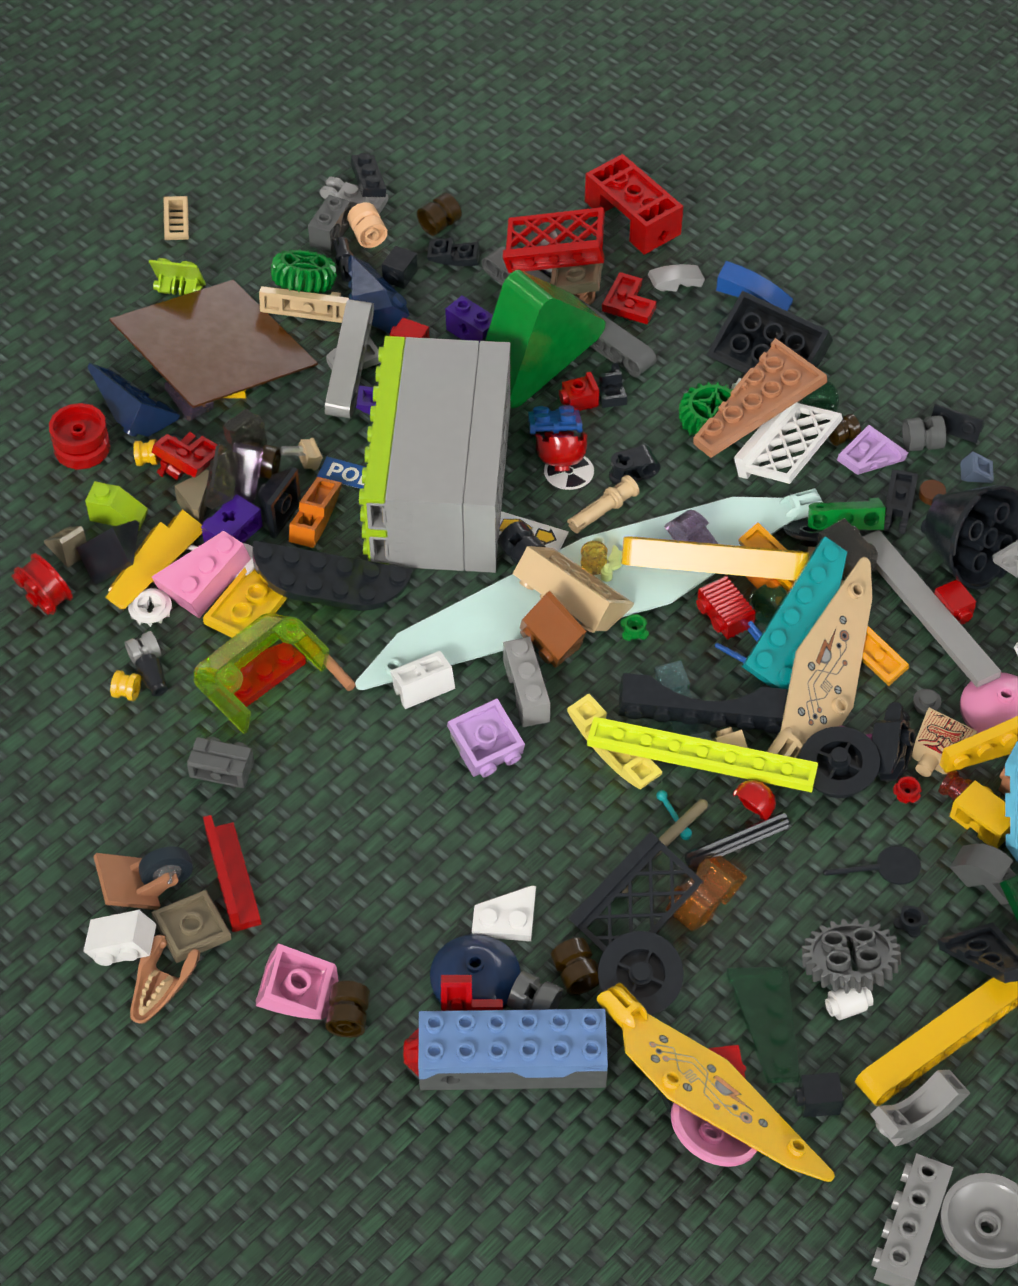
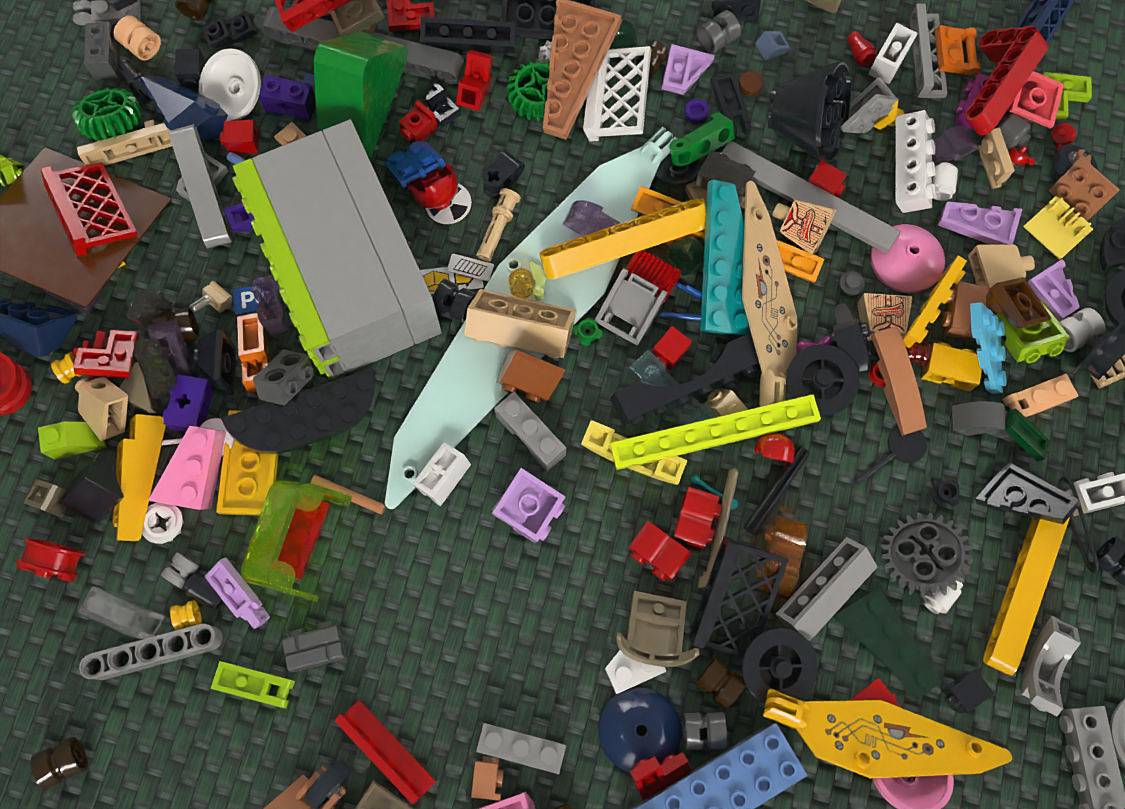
camera: 30 degrees left, 20 degrees up
(75, 651) = (121, 613): none -> clear brick
(79, 699) = (138, 652): none -> light grey beam
(148, 766) = (251, 684): none -> lime plate
(157, 492) = (102, 406): none -> tan torso
(180, 688) = (236, 593): none -> lavender hinge
(224, 330) = (70, 217): none -> fence
(308, 935) = (487, 779): none -> nougat brick
(328, 535) = (283, 377): none -> dark grey brick
(349, 478) = (270, 305): none -> clear purple brick
(370, 938) = (521, 748): none -> light grey arch
(428, 290) = (225, 75): none -> white dish
(539, 891) = (656, 631): none -> dark tan piece
(556, 530) = (470, 267): none -> white sticker
(587, 834) = (658, 551): none -> red brick
(635, 822) = (696, 518): none -> red brick
(657, 382) = (476, 82): none -> red brick
(673, 339) = (468, 35): none -> black brick
(693, 619) = (632, 302): none -> light grey container
(707, 675) = (672, 348): none -> red brick
(733, 938) = (827, 589): none -> light grey brick
(861, 491) = (696, 111): none -> dark purple tile
(908, 626) = (805, 223): none -> tan torso
(919, 799) = (900, 381): none -> nougat slope

